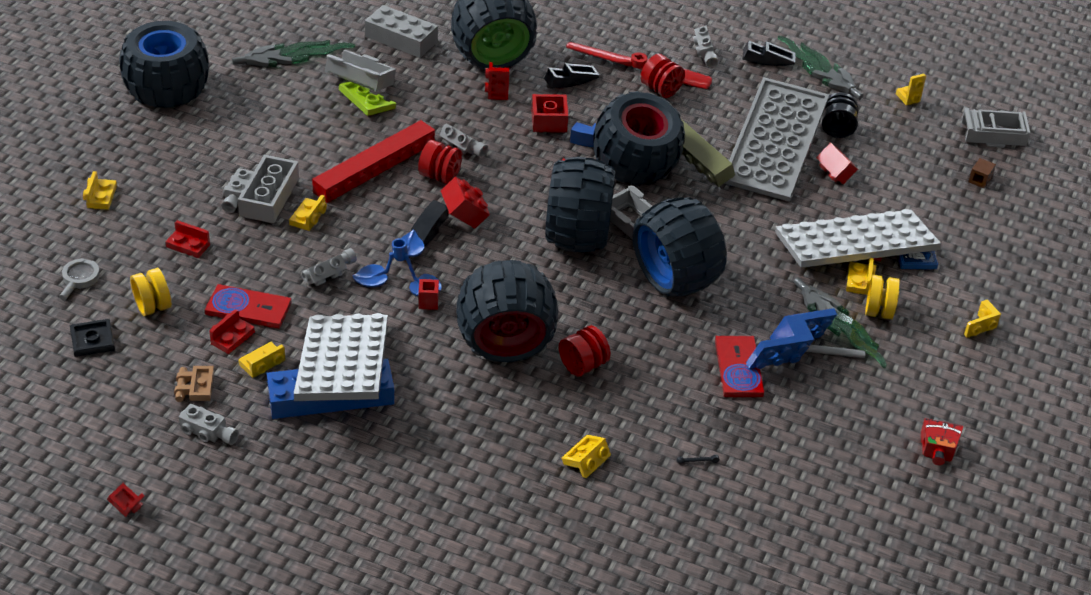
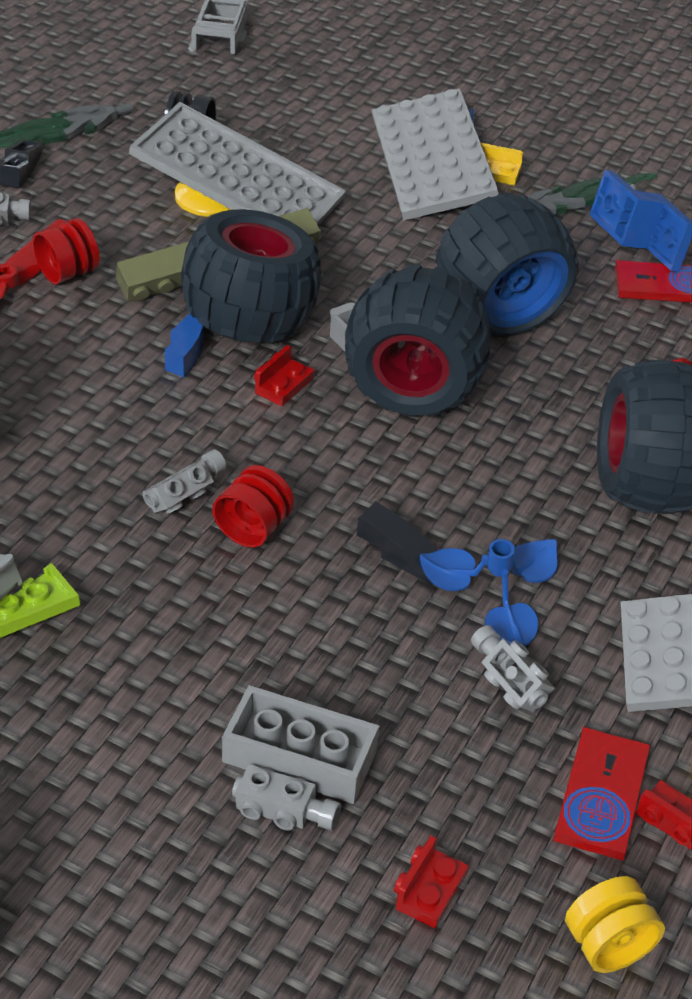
camera: 85 degrees left, 0 degrees up
(308, 213) = (354, 693): yellow bracket -> none
(372, 161) = (224, 601): red brick -> none
(428, 294) = (576, 547): red brick -> none
(465, 202) = (365, 483): red brick -> none
(498, 82) = (38, 424): red bracket -> none
(549, 113) = (131, 377): red brick -> none
(570, 75) = (23, 352): black slope -> none
(836, 163) = (288, 139): brick -> none
(883, 297) = (554, 147): yellow wheel -> none
(912, 93) = (138, 73): yellow bracket -> none
(982, 173) = (307, 49): reddish brown brick -> none
(987, 320) = (570, 91): yellow bracket -> none

